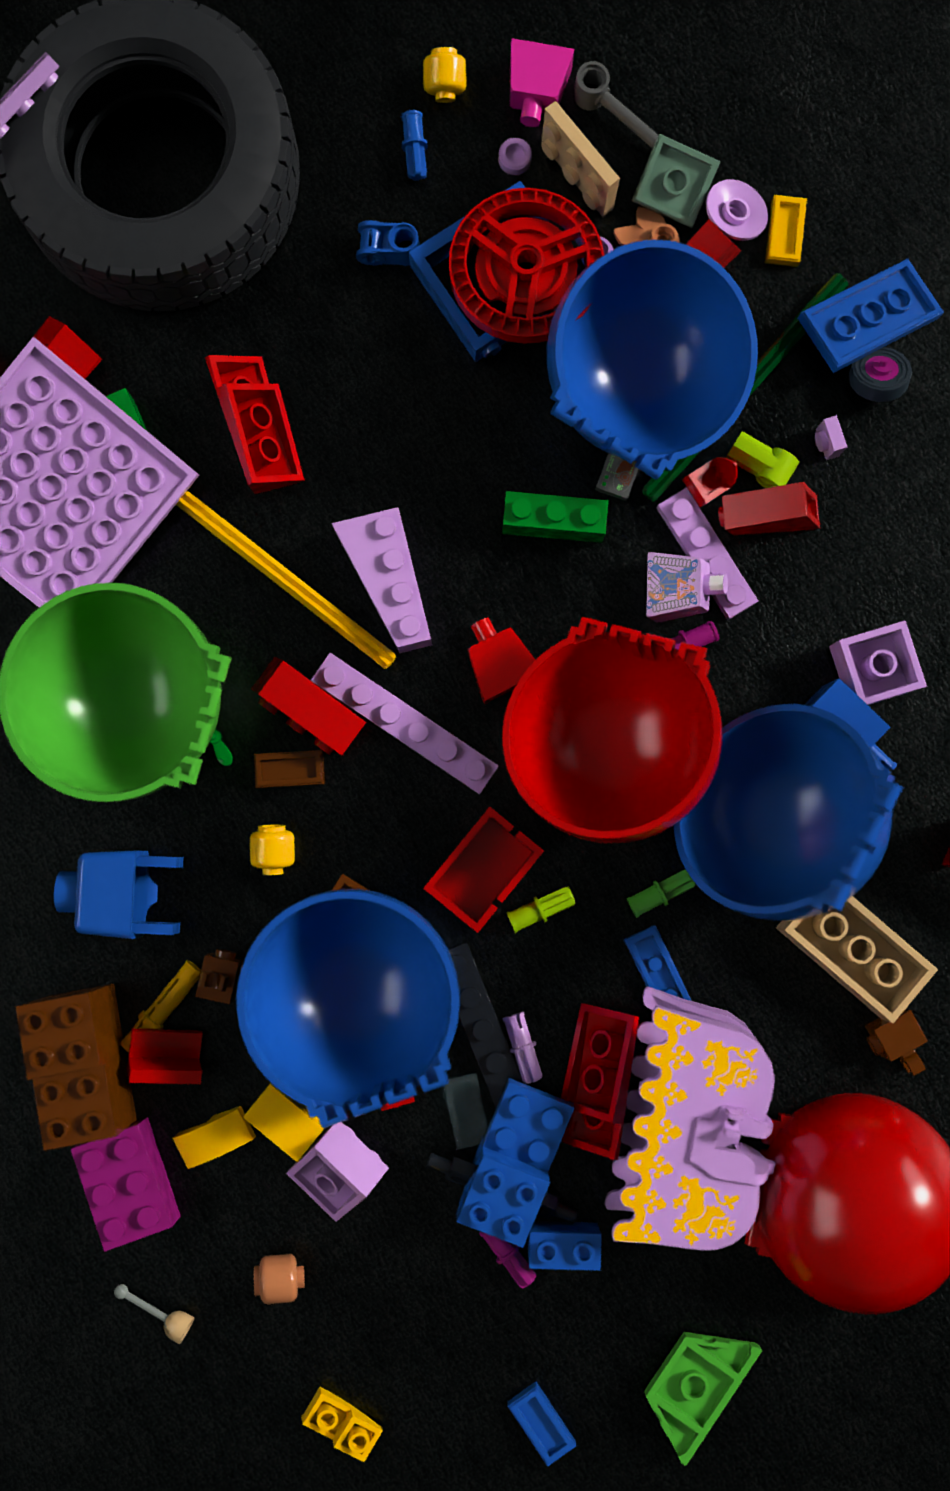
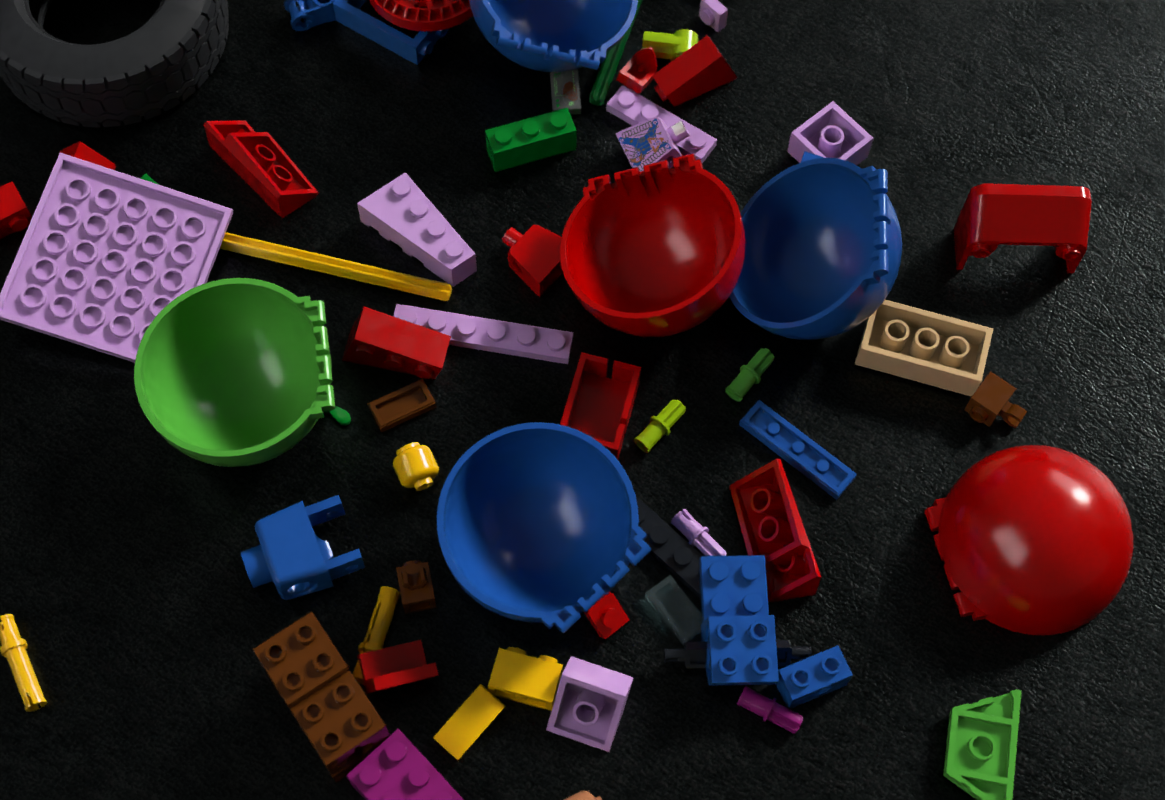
camera: 25 degrees left, 20 degrees down
(686, 1165) = (851, 481): lavender animal -> none

